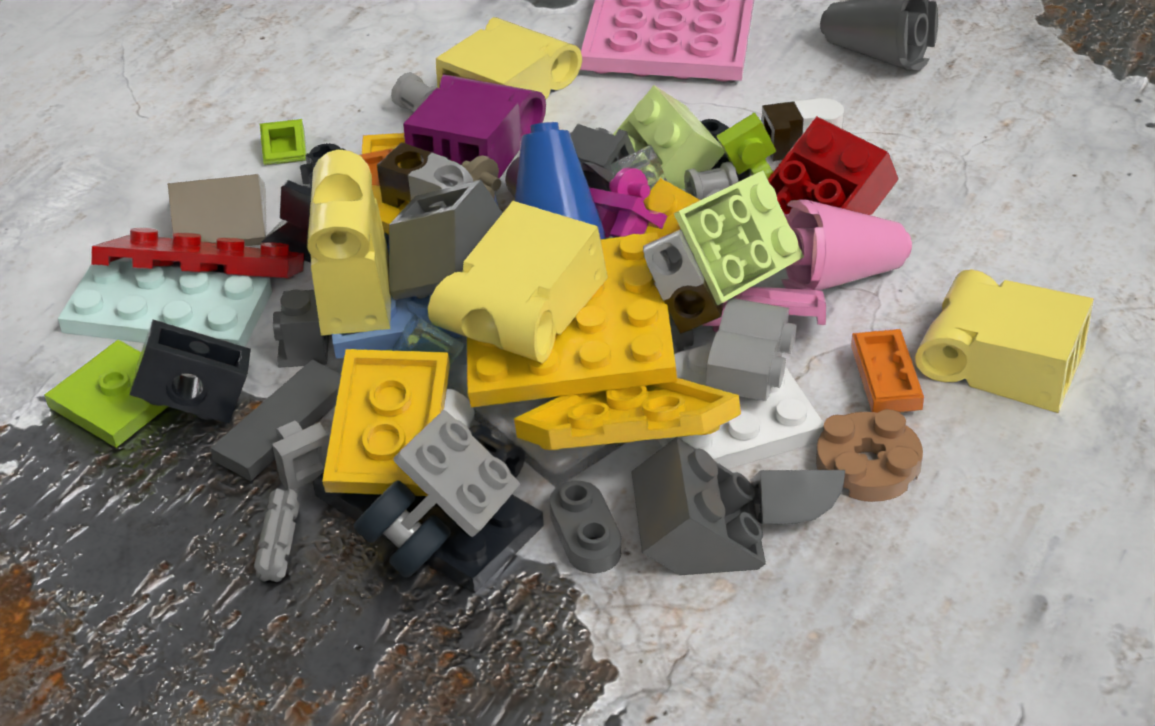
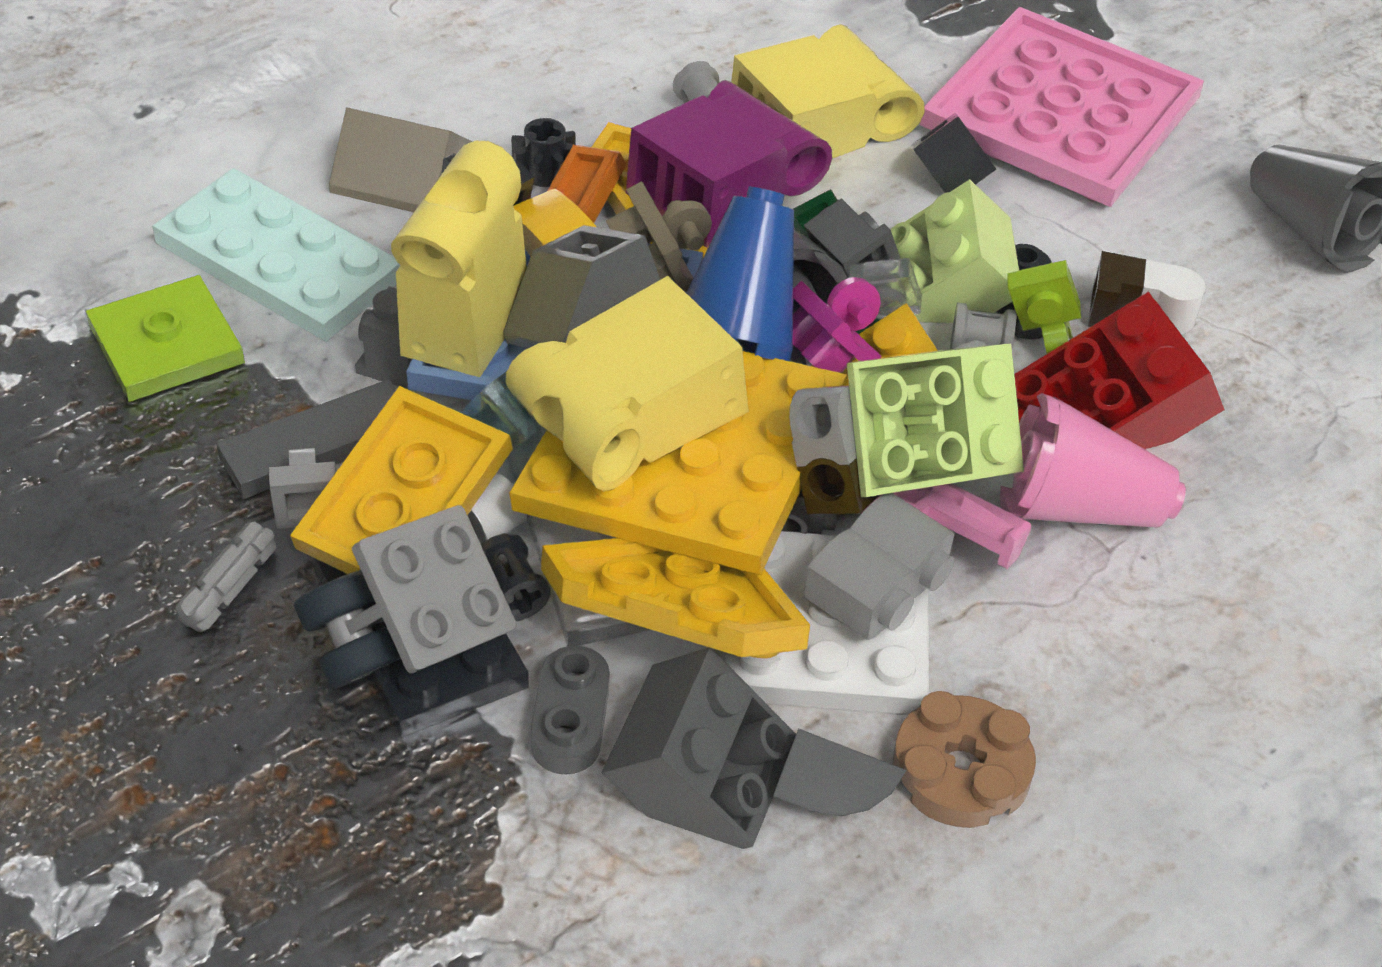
camera: 20 degrees right, 5 degrees up
(175, 351) = (234, 344): black brick -> none
(197, 256) = (326, 193): red wing -> none
(283, 141) = (521, 97): lime slope -> none
(419, 174) = (610, 204): leg -> none
(619, 79) = (953, 155): none -> black panel
(887, 371) = (1051, 660): orange plate -> none
(1007, 339) = (1229, 680): light yellow piece -> none

